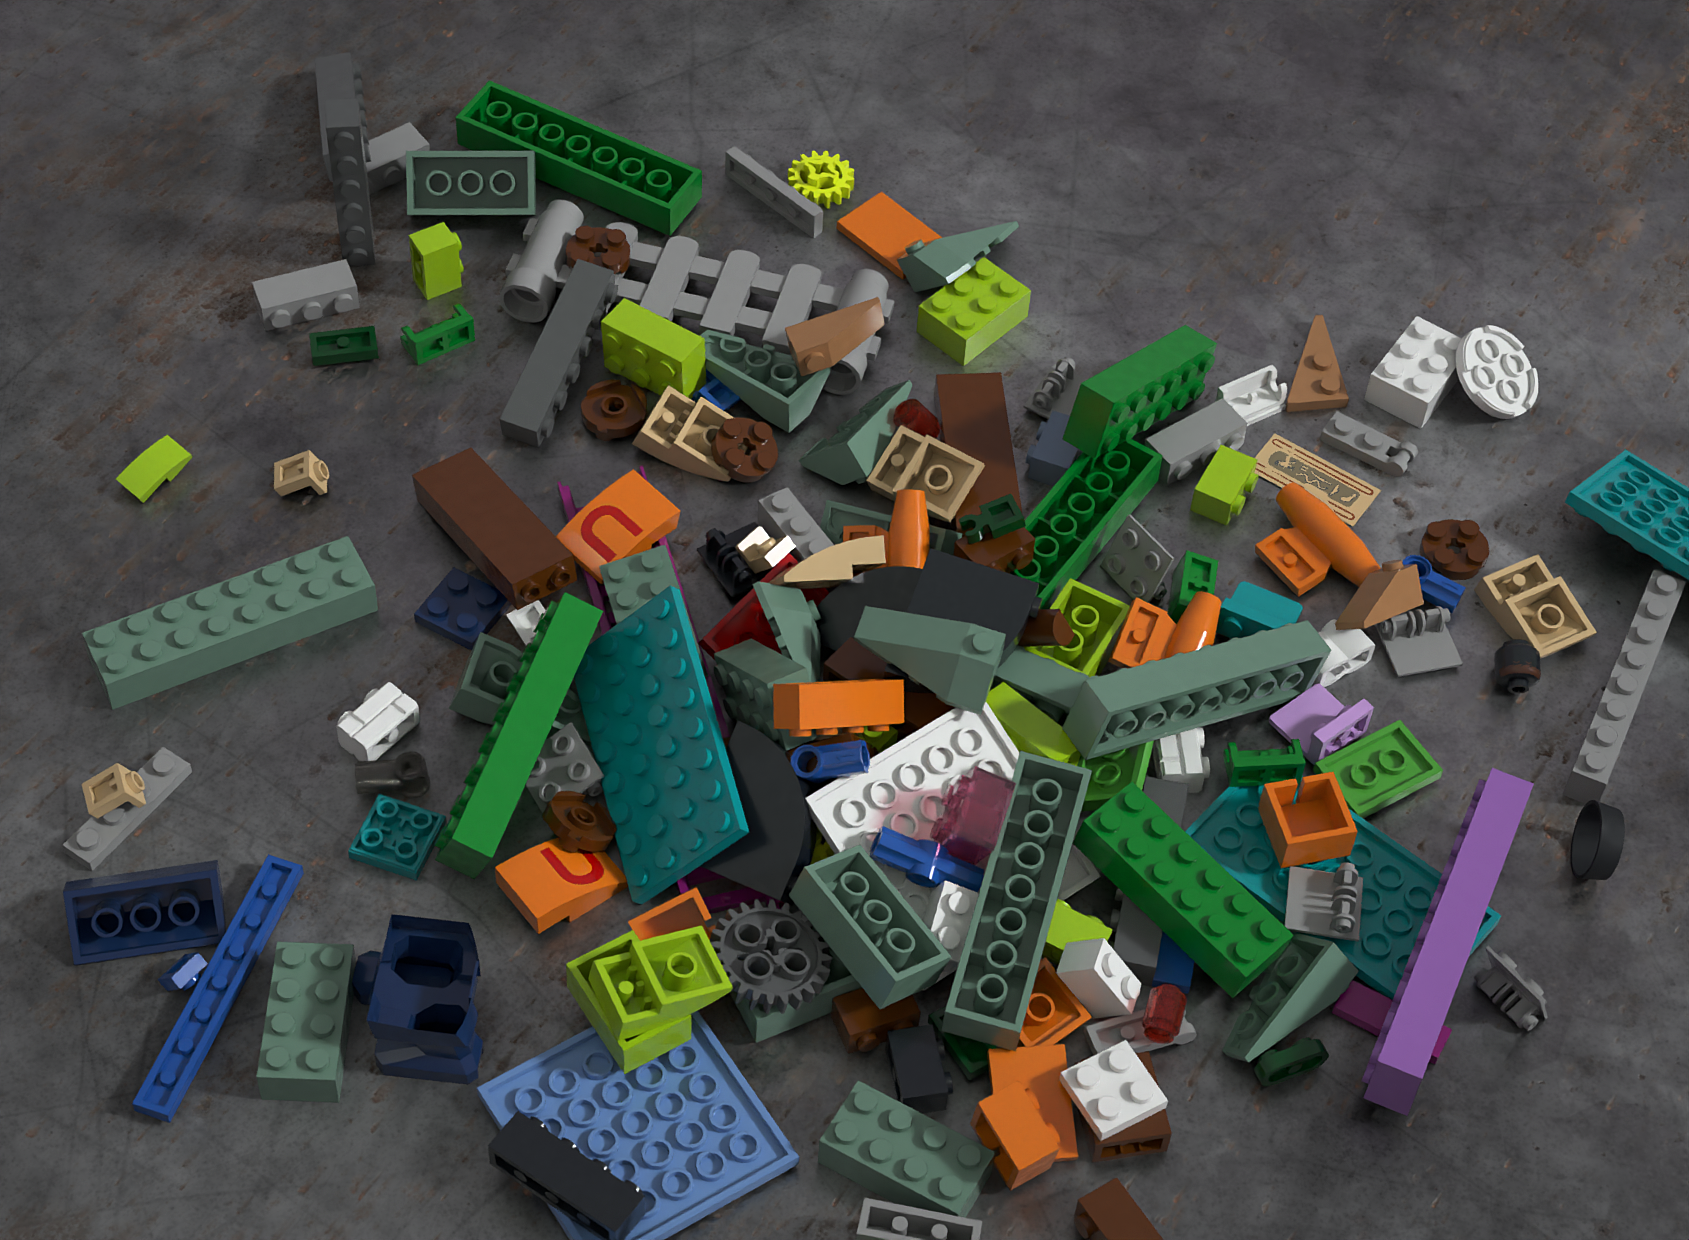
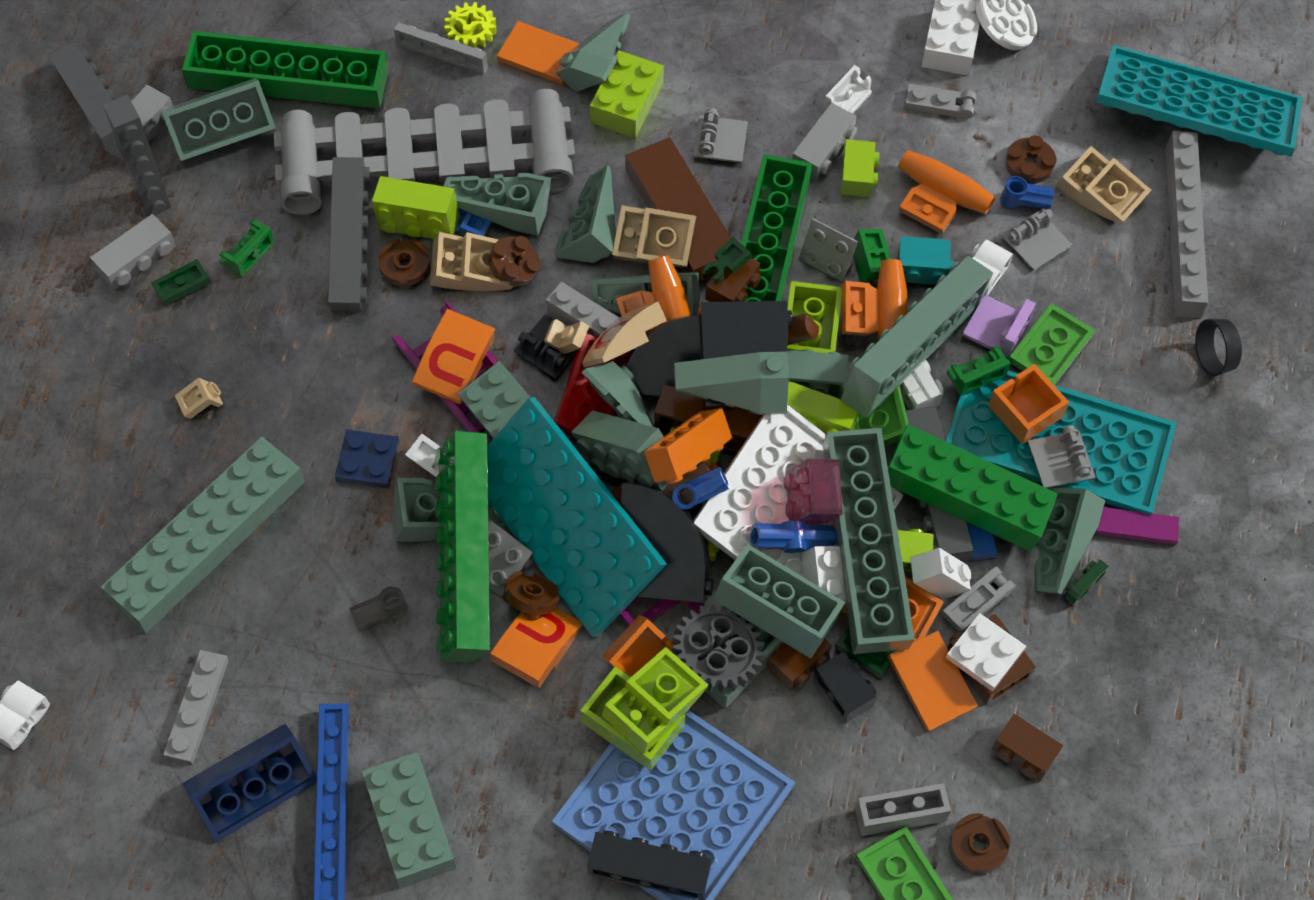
camera: 20 degrees left, 10 degrees up
(113, 789) = (183, 701): tan bracket -> none
(153, 466) = (85, 432): lime slope -> none
(183, 972) = (300, 817): blue plate -> none
(377, 723) = (349, 572): white brick -> none
(397, 837) = (403, 652): teal tile -> none
(423, 1000) = (489, 770): dark blue piece -> none
(436, 260) = (220, 191): lime brick -> none
(494, 528) = (365, 390): reddish brown brick -> none
(611, 244) = (338, 132): reddish brown plate -> none
(830, 337) = (542, 156): medium nougat slope -> none
(904, 1154) = (866, 753): sand green brick -> none
(916, 418) = (626, 194): clear red brick -> none
(1013, 1122) = (946, 711): orange piece -> none
(1052, 454) = (733, 182): sand blue brick -> none
(1139, 391) = (779, 121): green brick -> none
(1164, 1013) = (994, 582): clear red brick -> none
(1286, 463) = (898, 136): sticker -> none
(1318, 375) = (884, 60): medium nougat wing -> none
(1383, 596) = (1004, 217): medium nougat slope -> none
(1445, 942) = (1158, 459): medium lavender brick -> none
(1504, 974) = (1221, 474): light grey hinge -> none
(1517, 666) = (1110, 234): black head -> none

